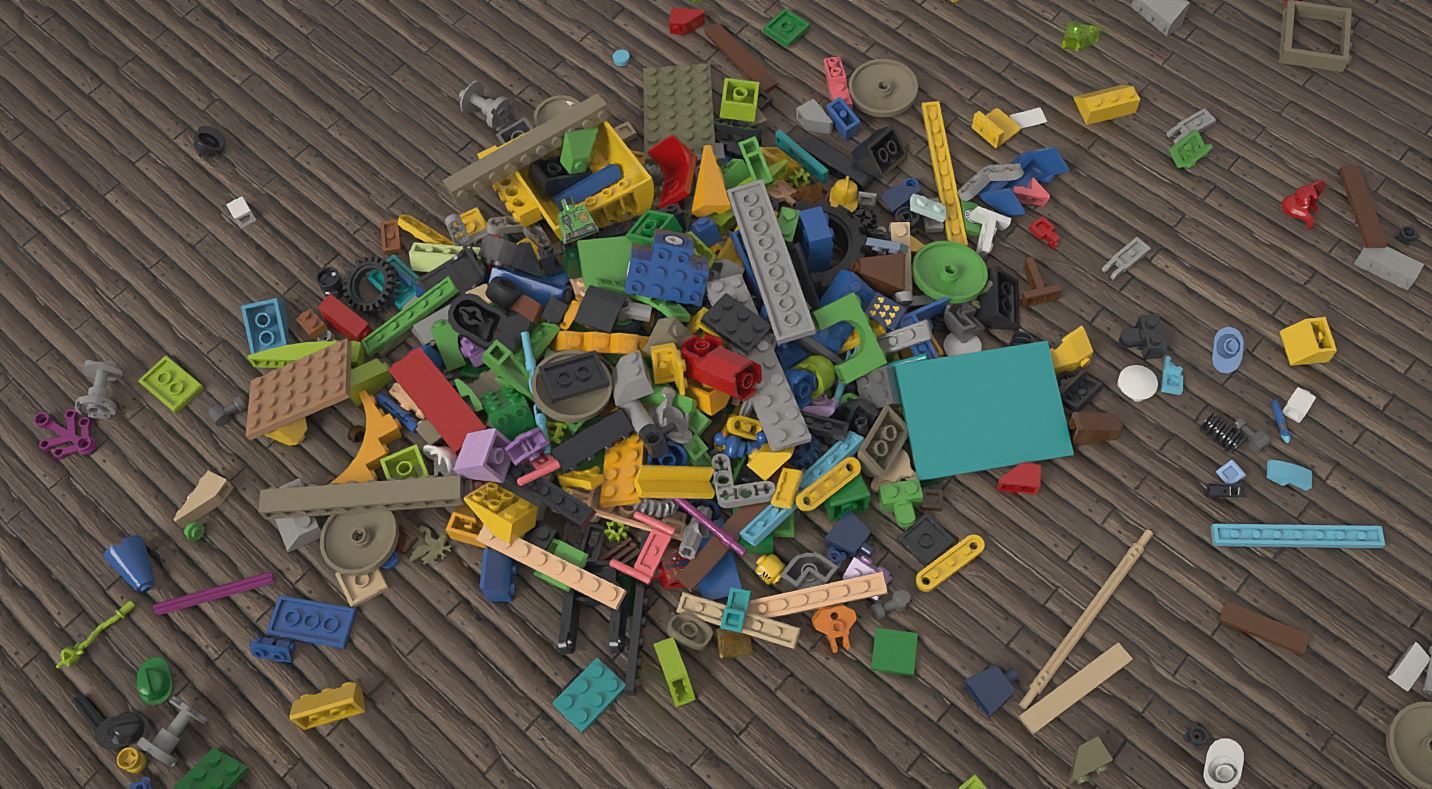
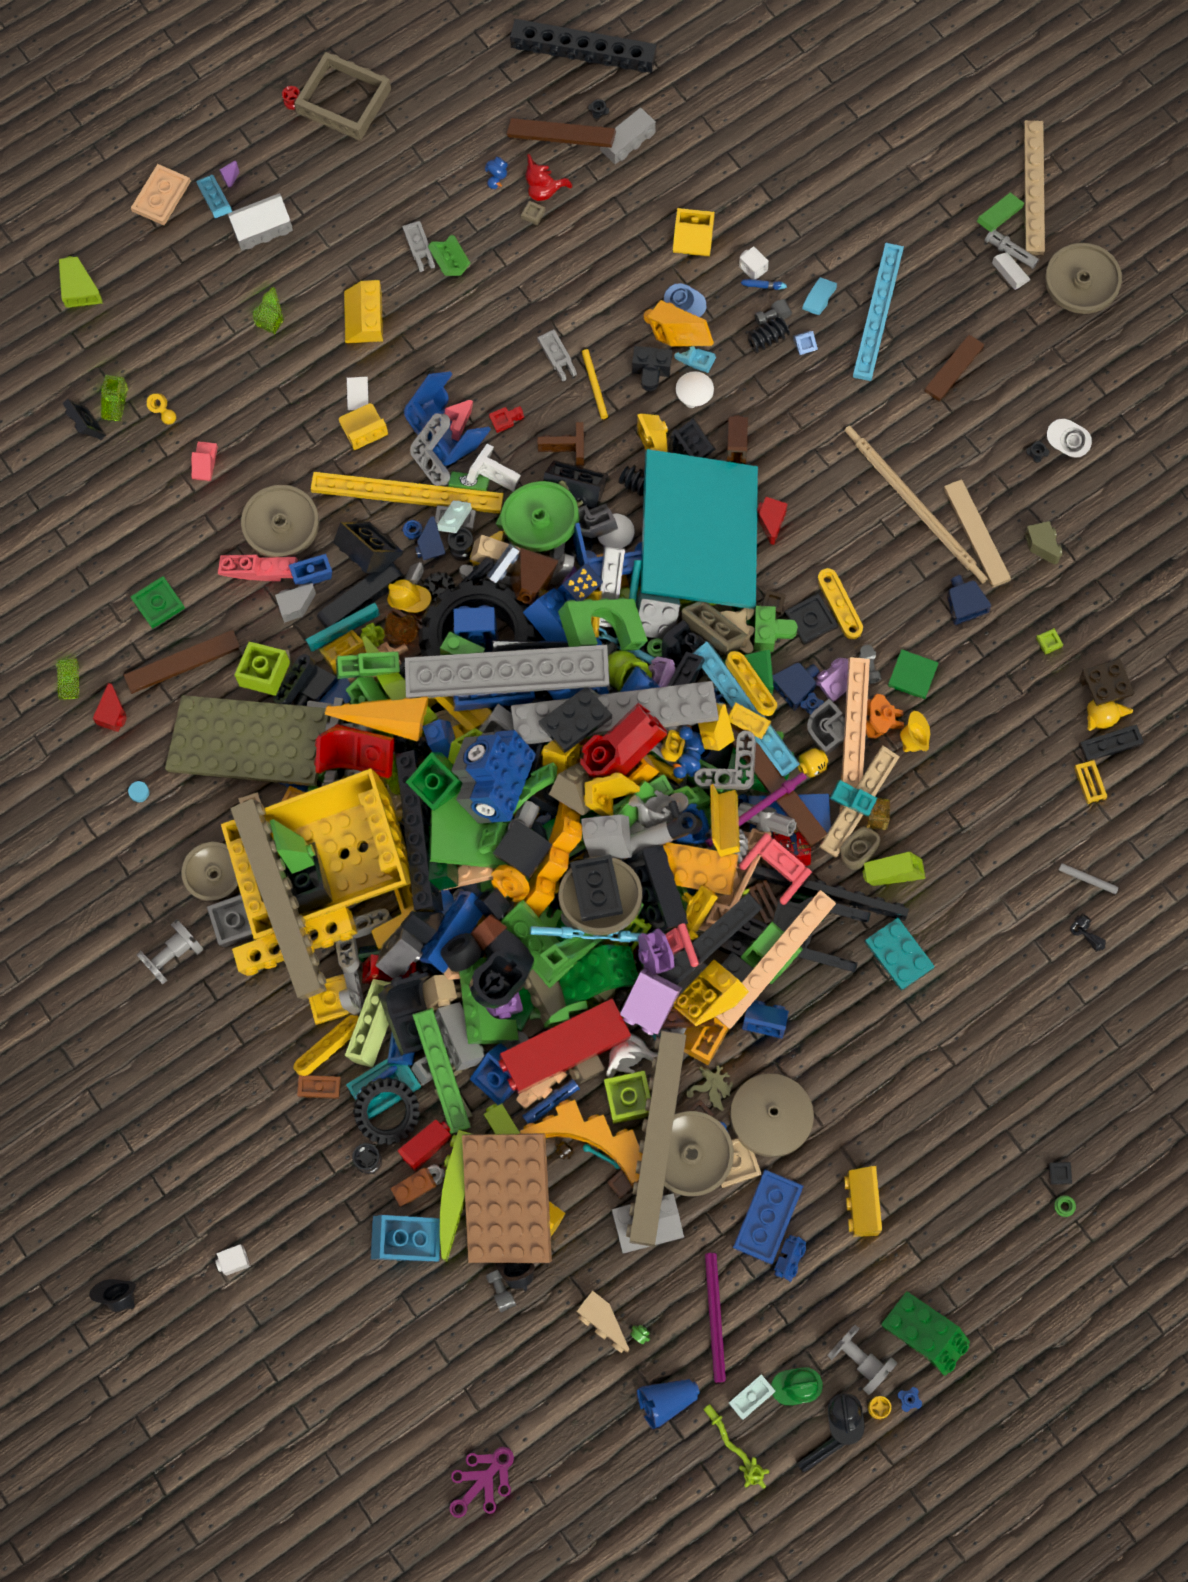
camera: 80 degrees left, 10 degrees up
(96, 402) = (450, 1435): light grey piece -> none
(140, 640) = (751, 1397): none -> light aqua plate
(171, 384) = (447, 1357): lime tile -> none
(236, 416) = (517, 1274): none -> black piece
(420, 616) = (769, 1133): none -> dark tan dish
(575, 221) = (407, 857): torso -> none
(589, 185) = (331, 852): blue slope -> none
(828, 665) = (916, 733): none -> yellow piece
(920, 27) = (203, 461): none -> coral slope
(1095, 303) = (594, 383): none -> yellow bar
(1194, 344) = (677, 326): none -> light orange slope
(1224, 490) = (822, 353): black bar -> none
(1267, 207) = (533, 212): none -> dark tan tile
(1298, 167) = (497, 168): none -> blue animal

